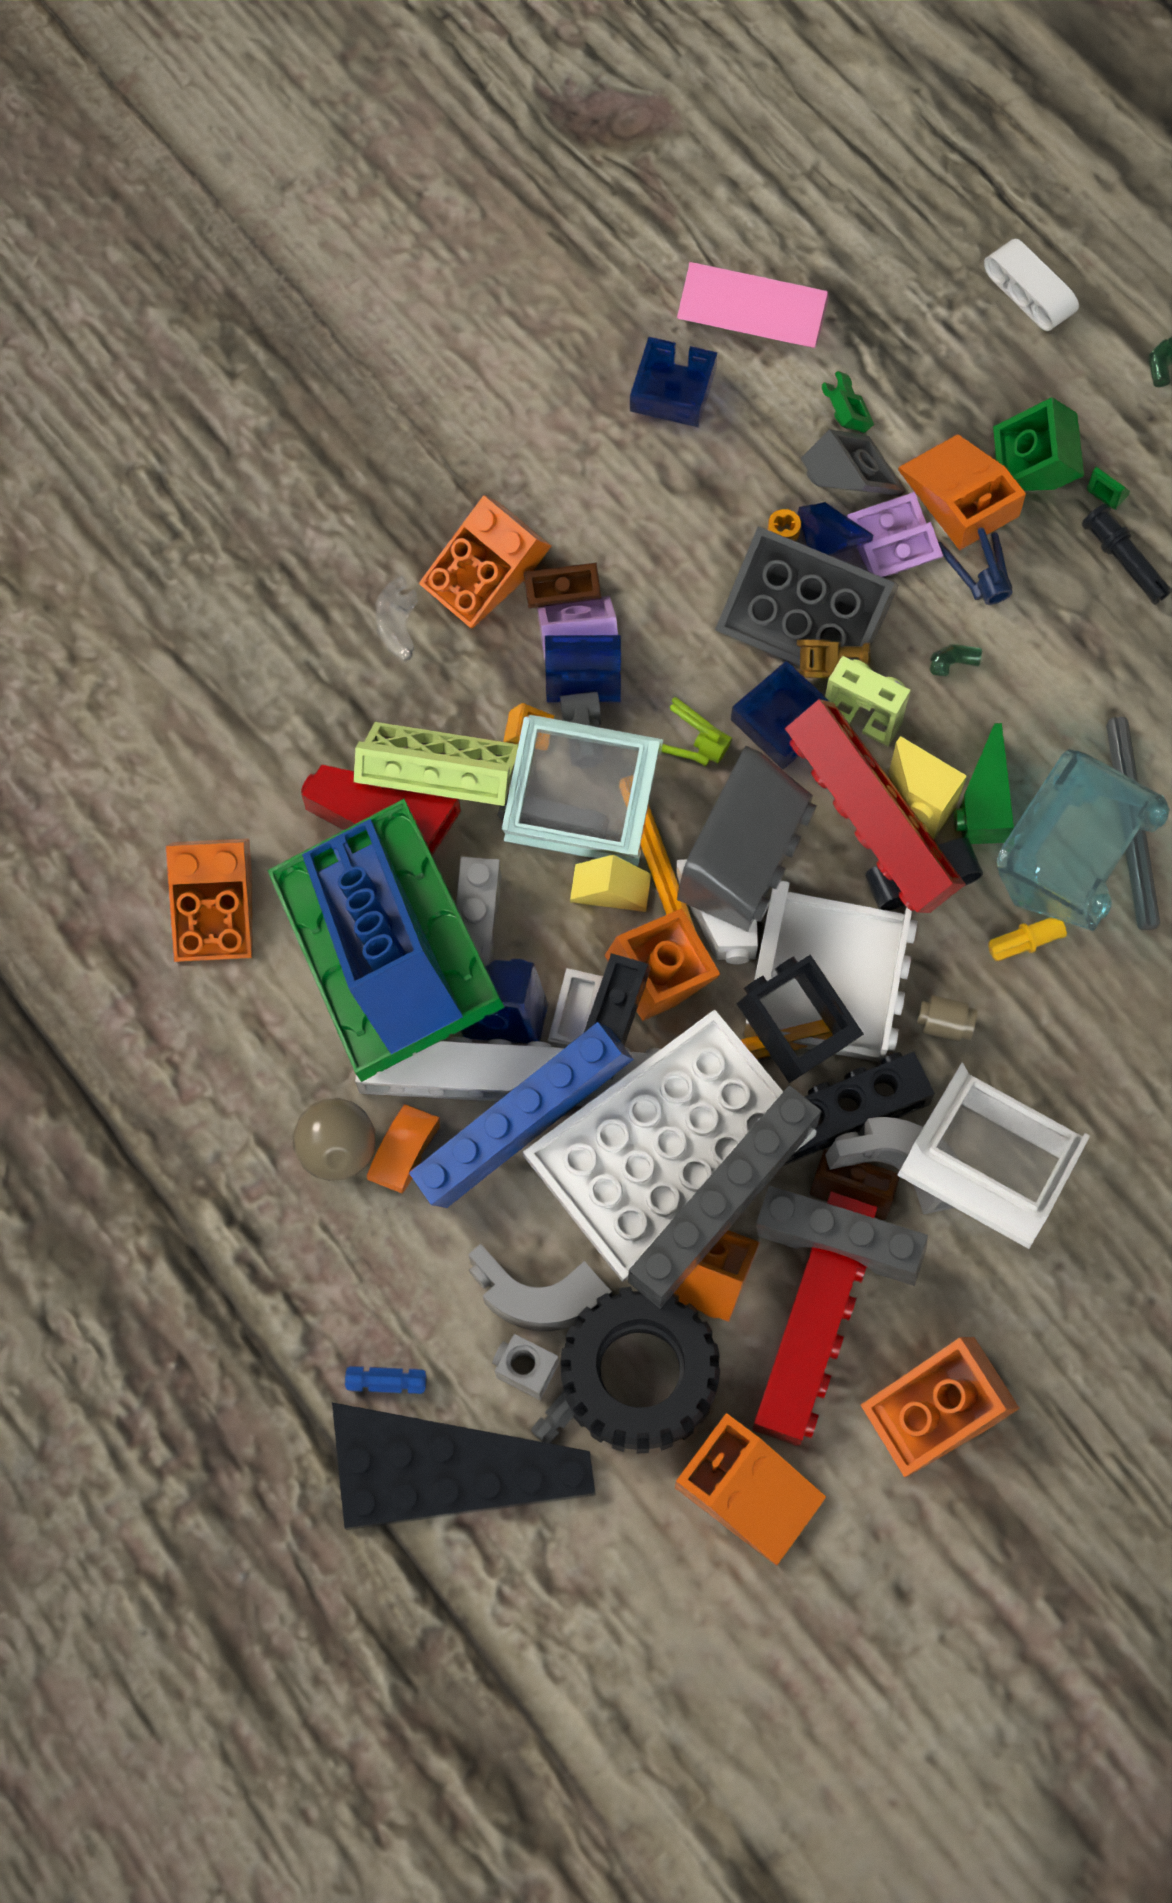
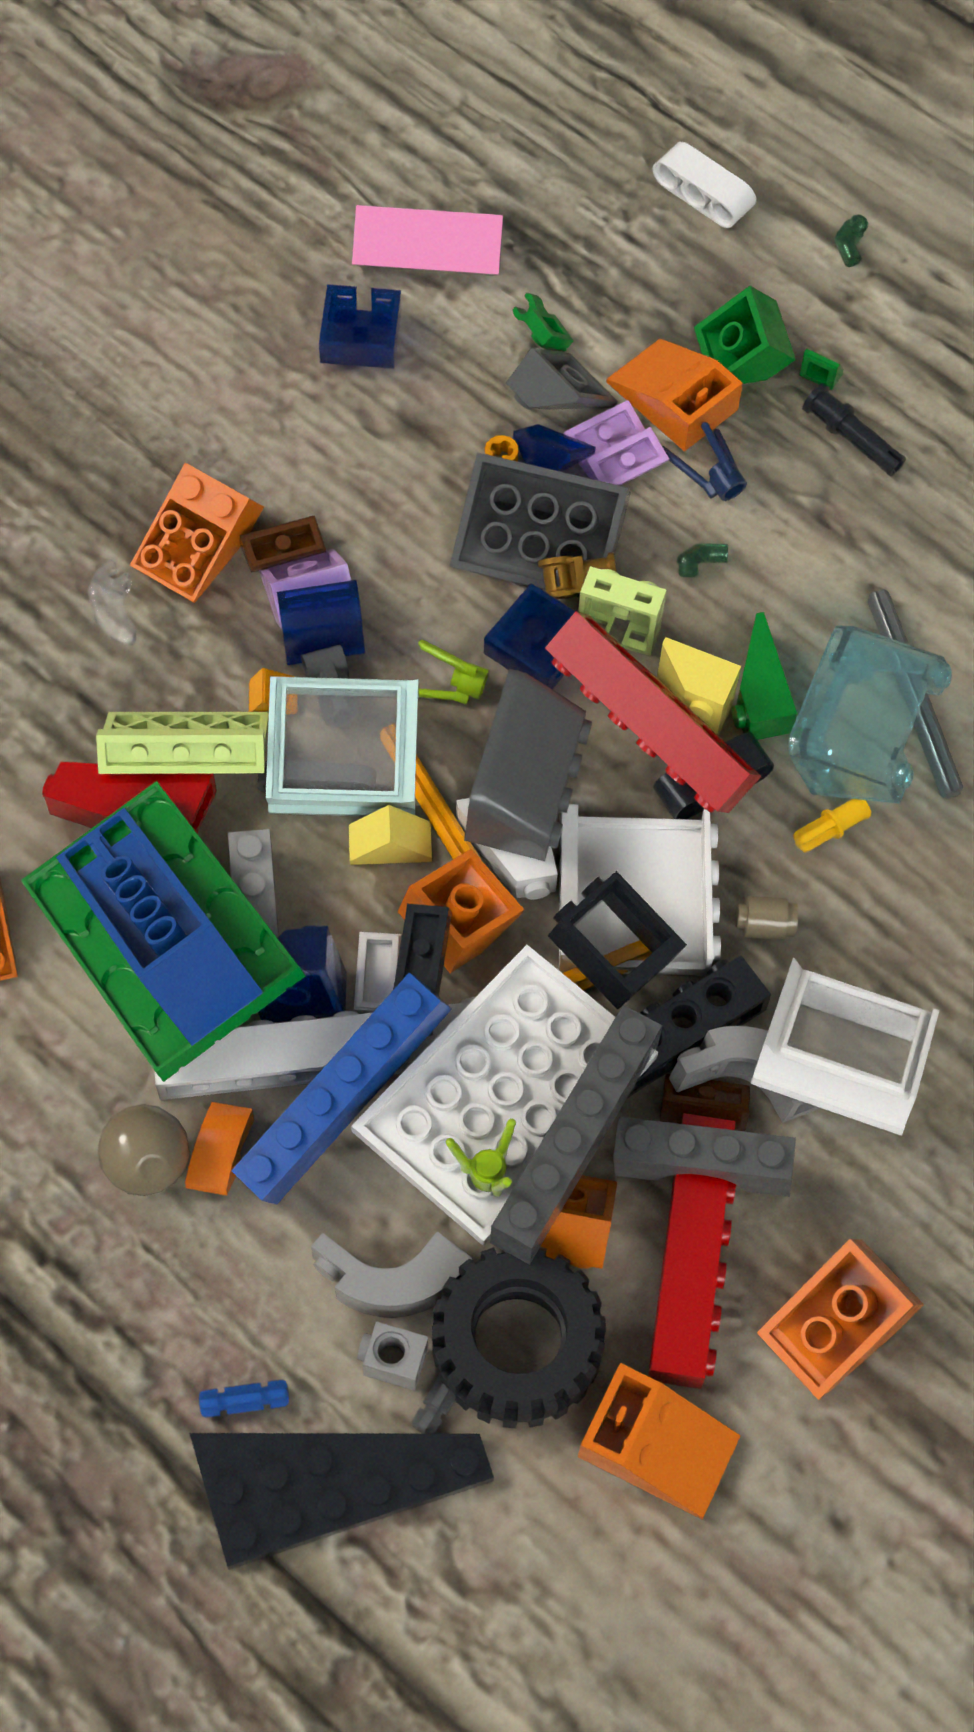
camera: 15 degrees left, 5 degrees down
(637, 1212) = (488, 1165): none -> lime plant

